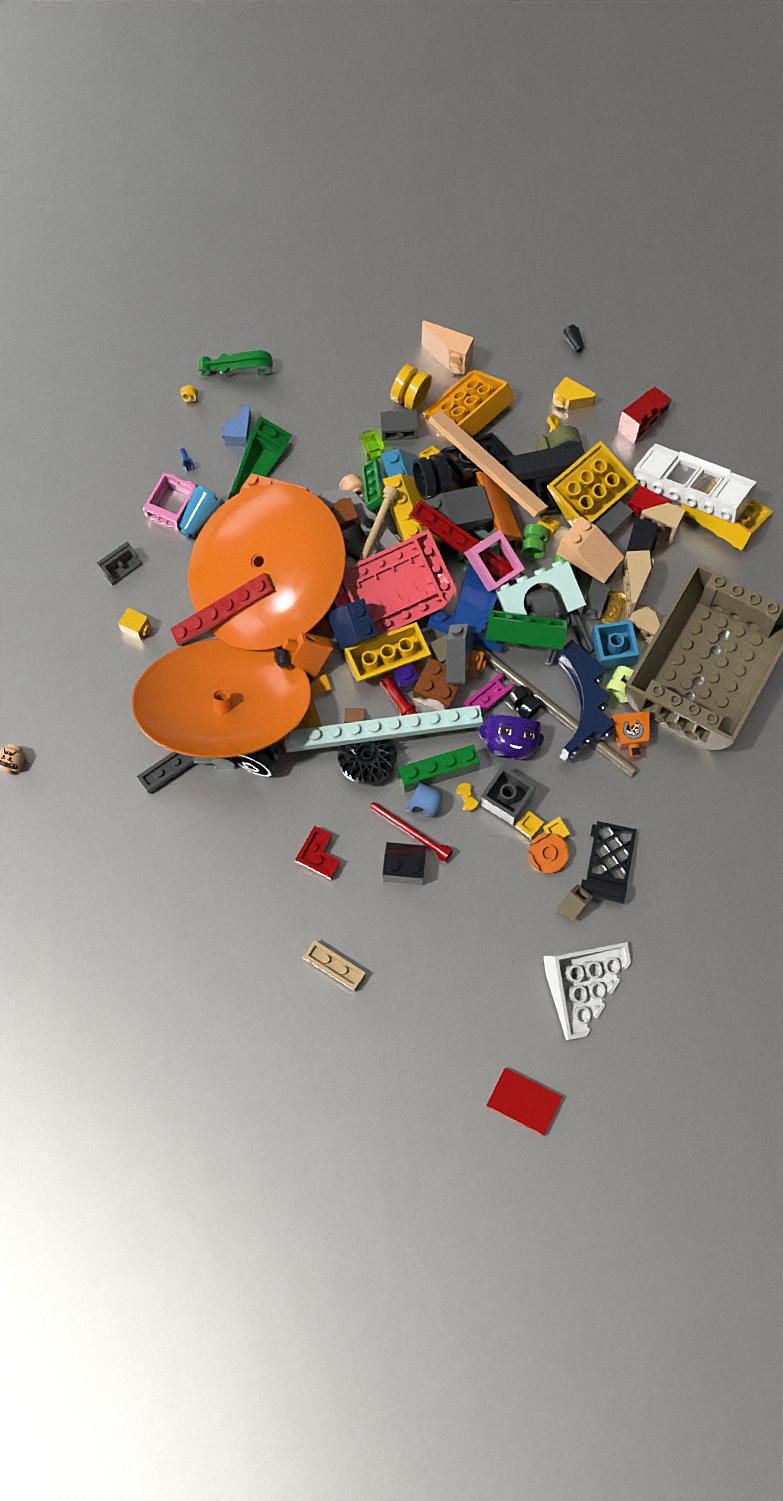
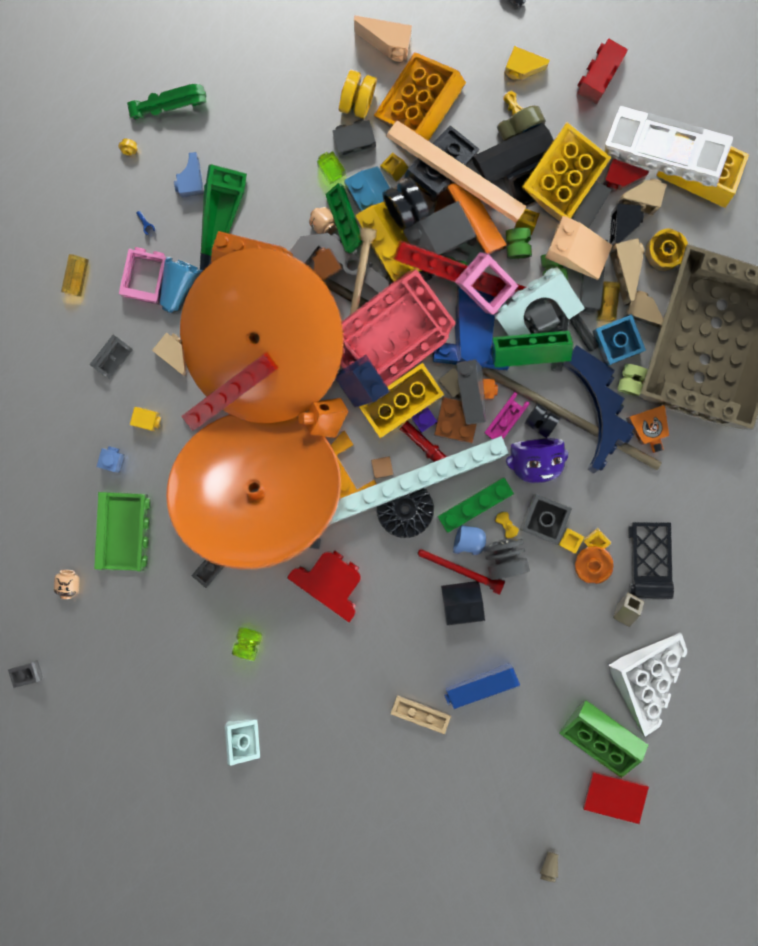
camera: 15 degrees left, 20 degrees up
(80, 722) = (122, 531): none -> bright green panel
(90, 653) = (110, 459): none -> medium blue brick
(106, 488) = (74, 275): none -> clear yellow brick
(140, 951) = (242, 741): none -> light aqua slope
(175, 846) = (247, 643): none -> clear neon green wheel
(177, 570) = (172, 352): none -> tan slope
(273, 812) = (330, 582): none -> red brick
(282, 658) = (302, 431): black cylinder -> none
(313, 855) = (376, 615): red plate -> none
(405, 947) = (482, 686): none -> blue slope
(435, 1162) = (550, 867): none -> dark tan cone
(458, 823) = (506, 559): none -> dark grey wheel
(523, 1033) = (604, 739): none -> bright green slope
(674, 572) = (665, 239): none -> yellow brick

